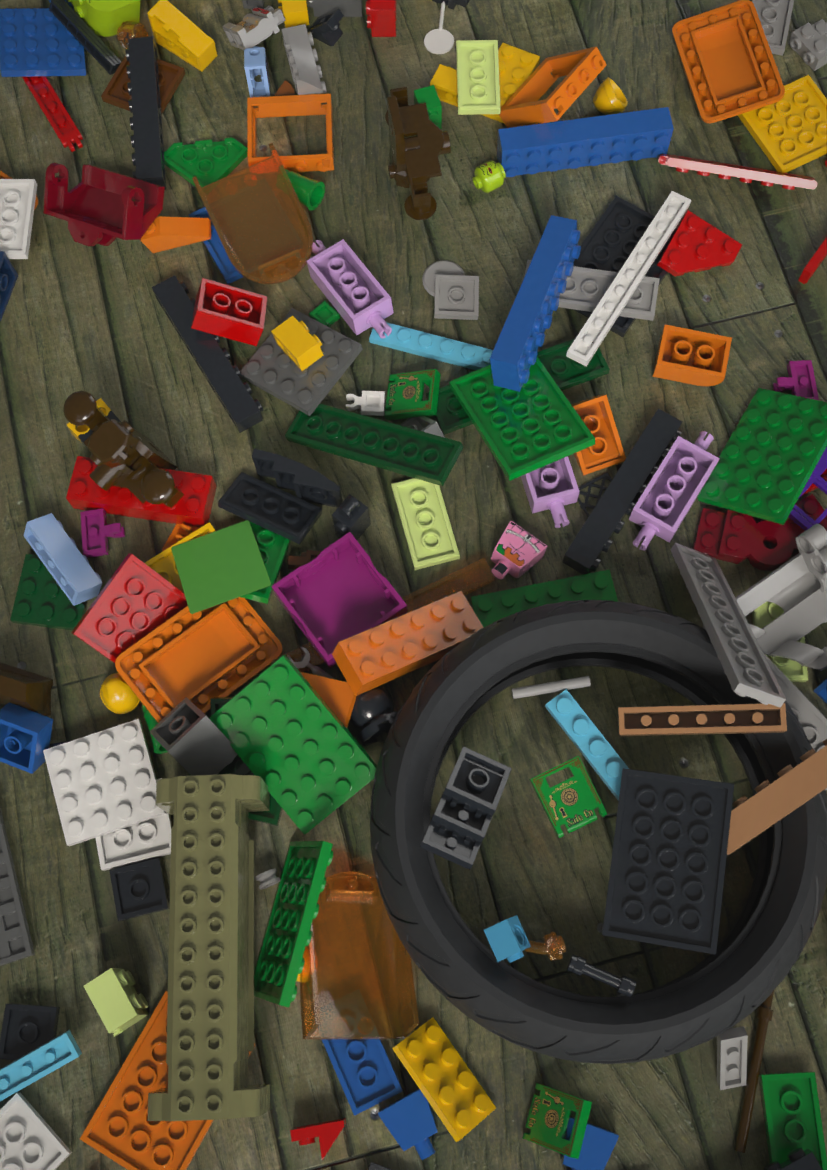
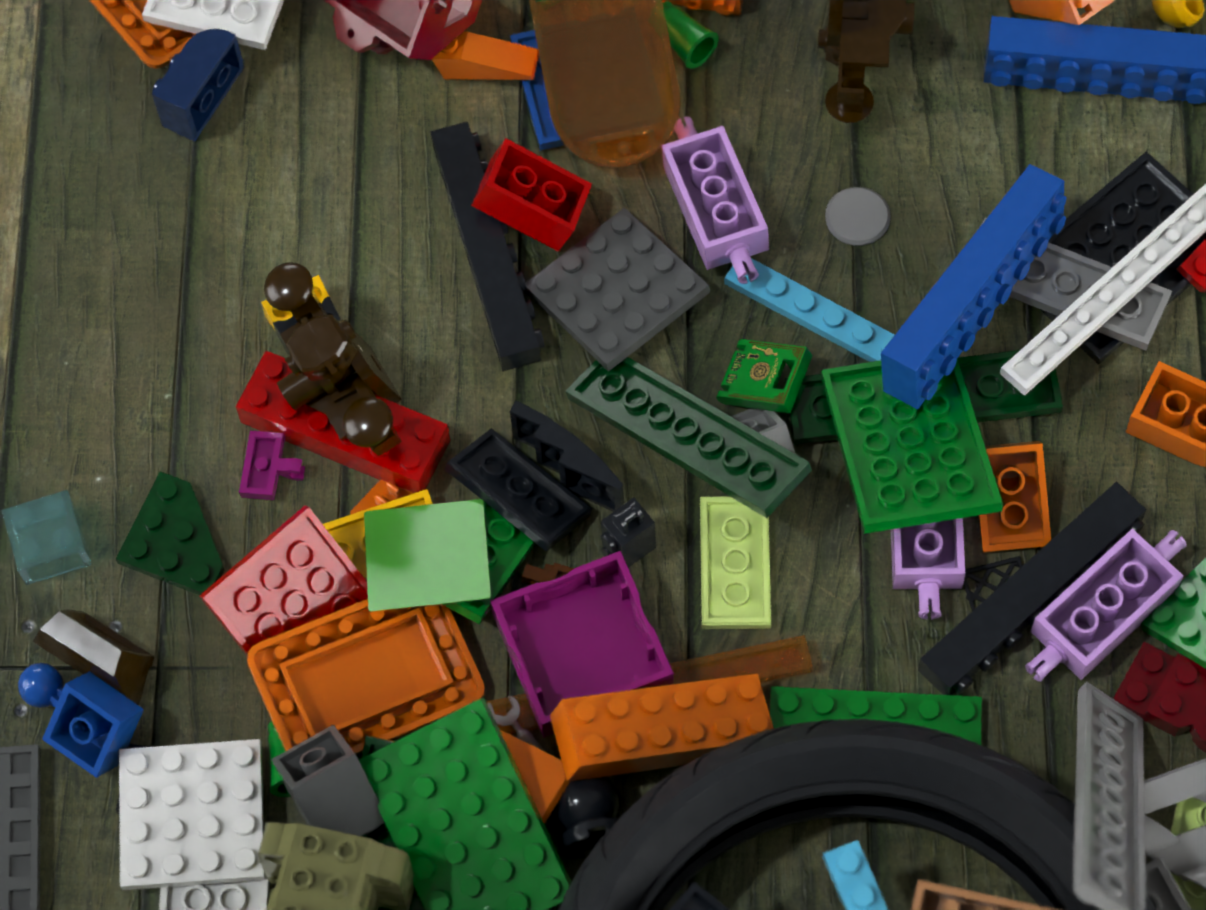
camera: 15 degrees right, 5 degrees down
(63, 559) = (210, 491): light blue brick -> none
(118, 695) = (240, 700): yellow hat -> none
(298, 343) = (617, 262): yellow brick -> none
(325, 314) = (669, 228): green tile -> none
(370, 403) = (700, 373): white plate -> none
(456, 297) = (868, 247): light grey tile -> none
(489, 176) = (964, 79): lime head -> none
(516, 552) = (852, 639): bright pink torso -> none
(550, 687) = (837, 833): light grey bar -> none

